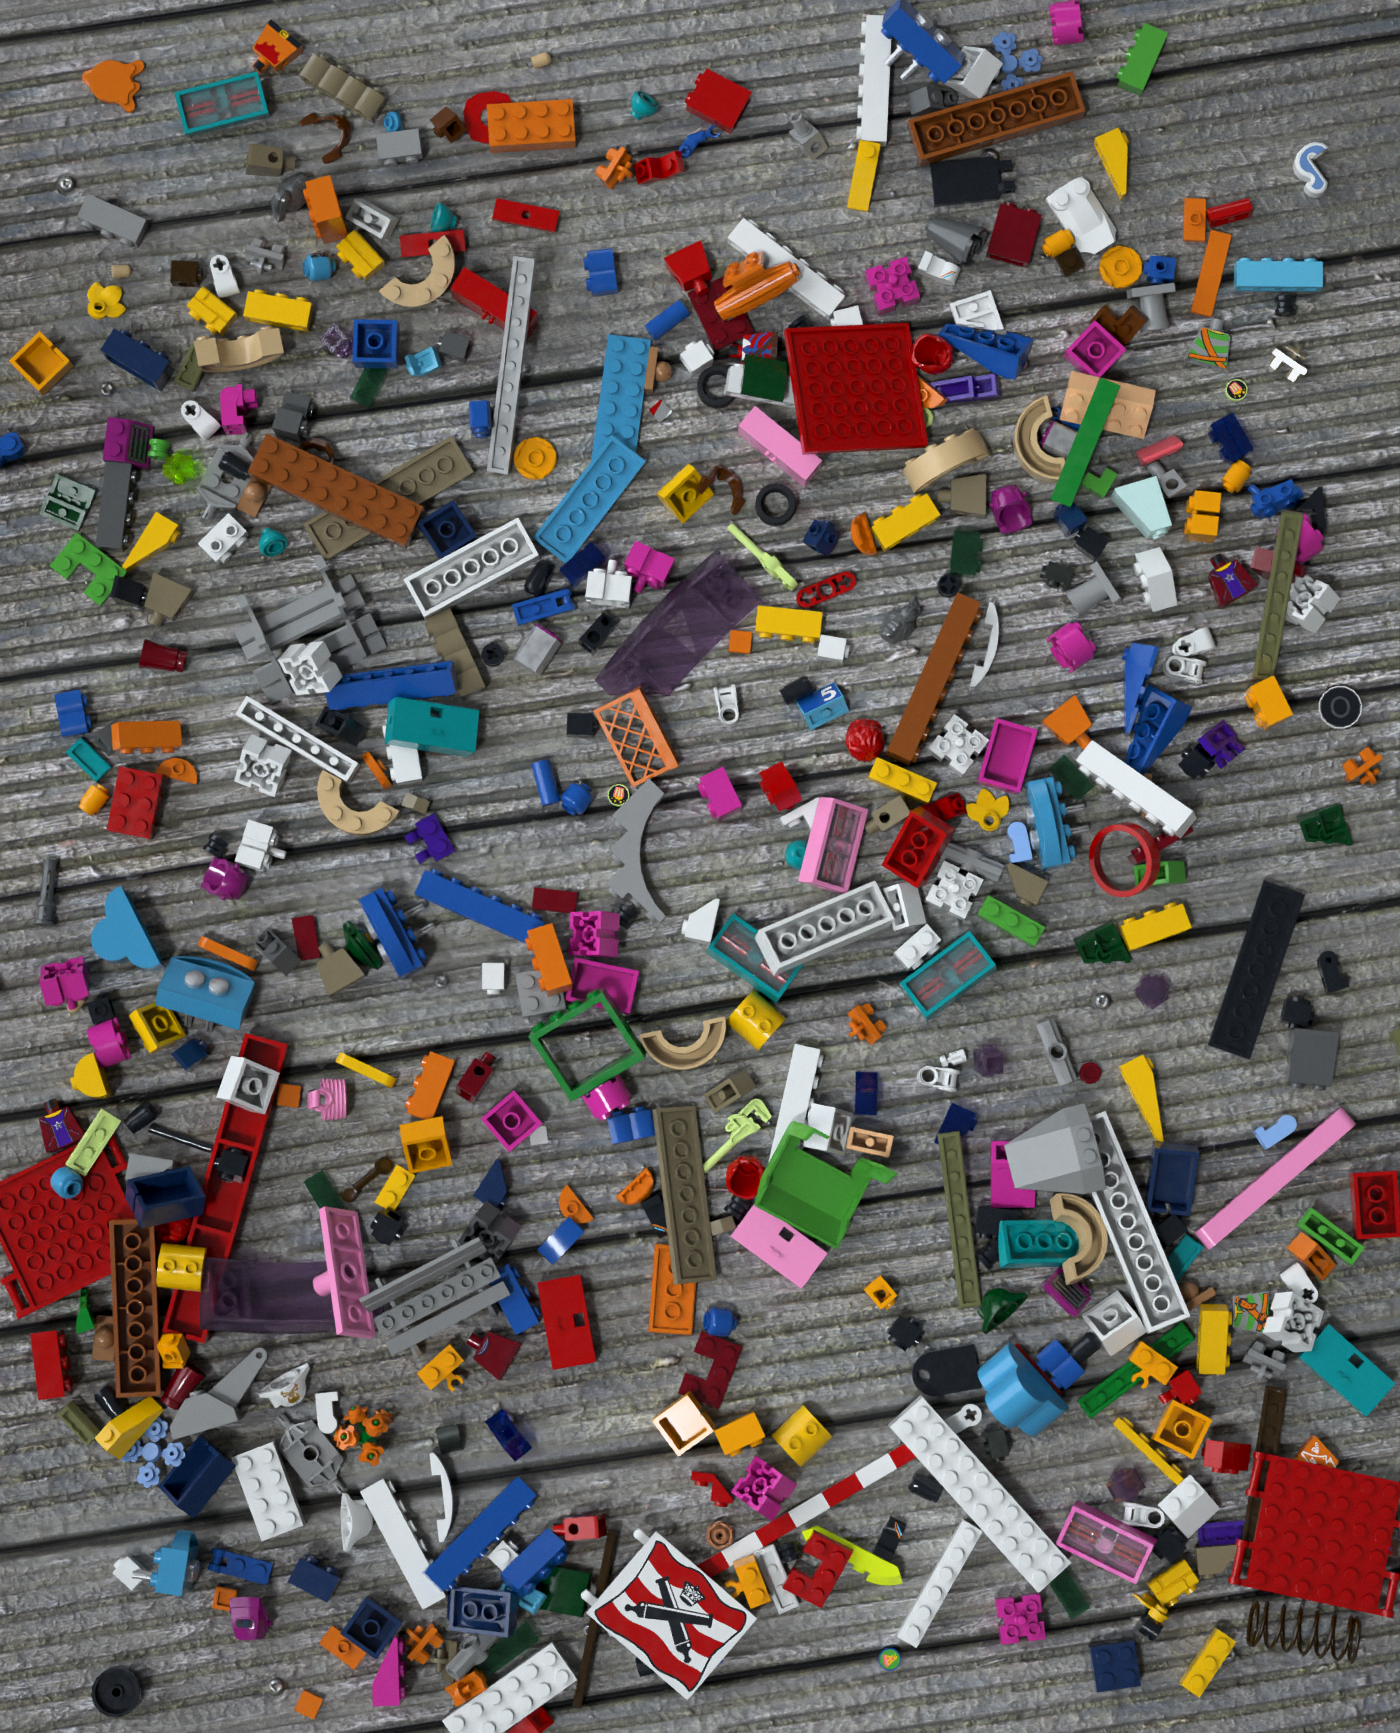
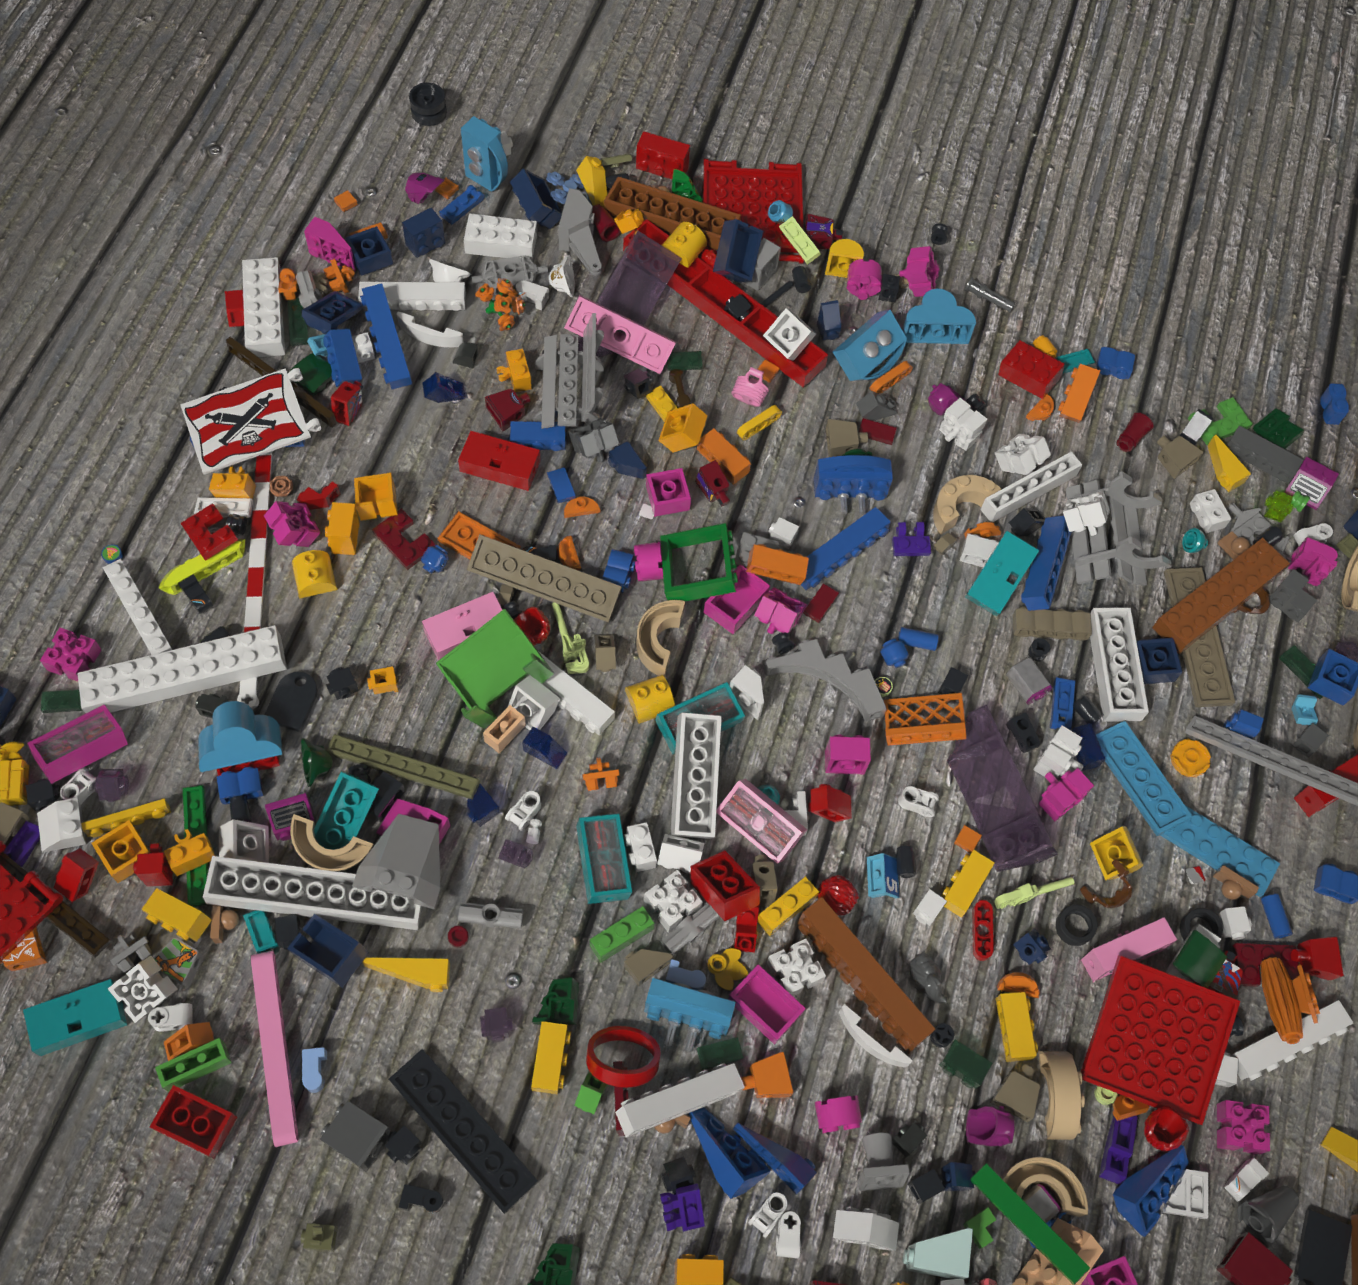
camera: 110 degrees right, 20 degrees down
(156, 1027) = (859, 309): yellow brick -> none

